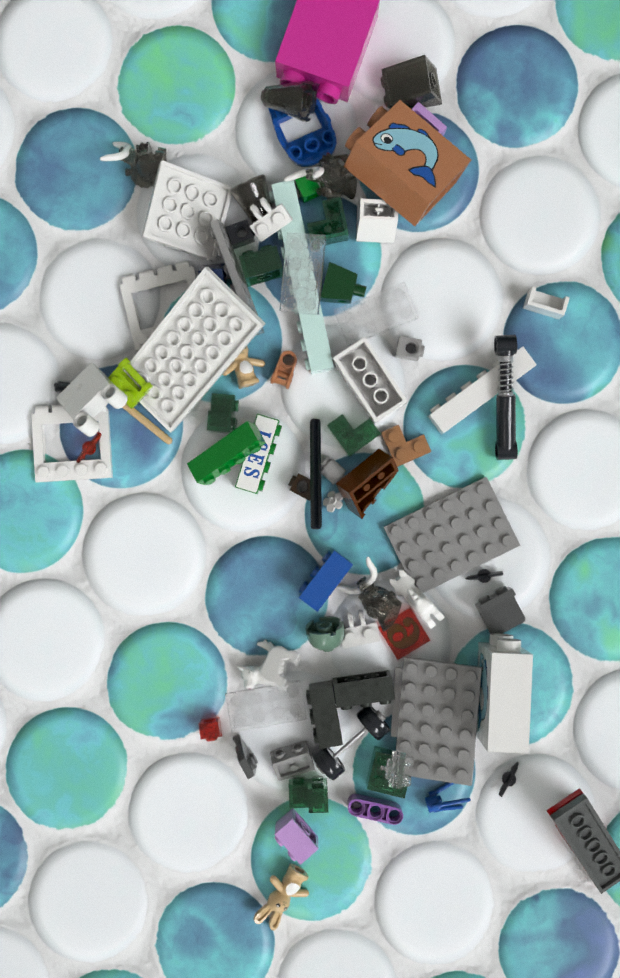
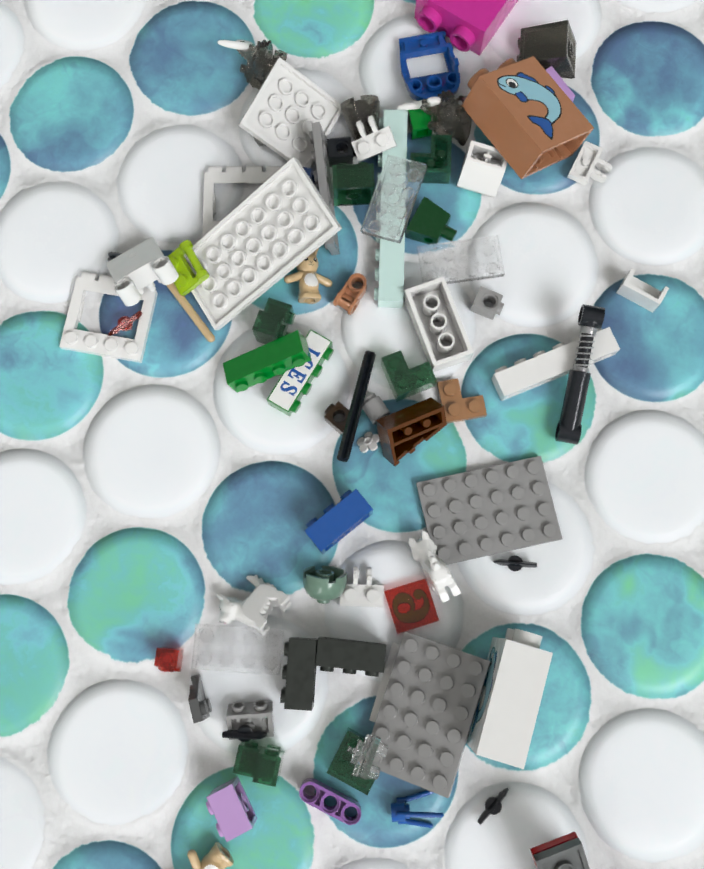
camera: 10 degrees right, 10 degrees down
(290, 774) = (244, 734): none -> black piece
(291, 99) = (424, 33): clear smoke cone -> none
(328, 761) = (290, 728): black axle -> none
(377, 601) = (390, 560): clear smoke helmet -> none
(469, 191) = (586, 161): none -> white hinge
(500, 610) = (525, 605): dark grey bracket -> none

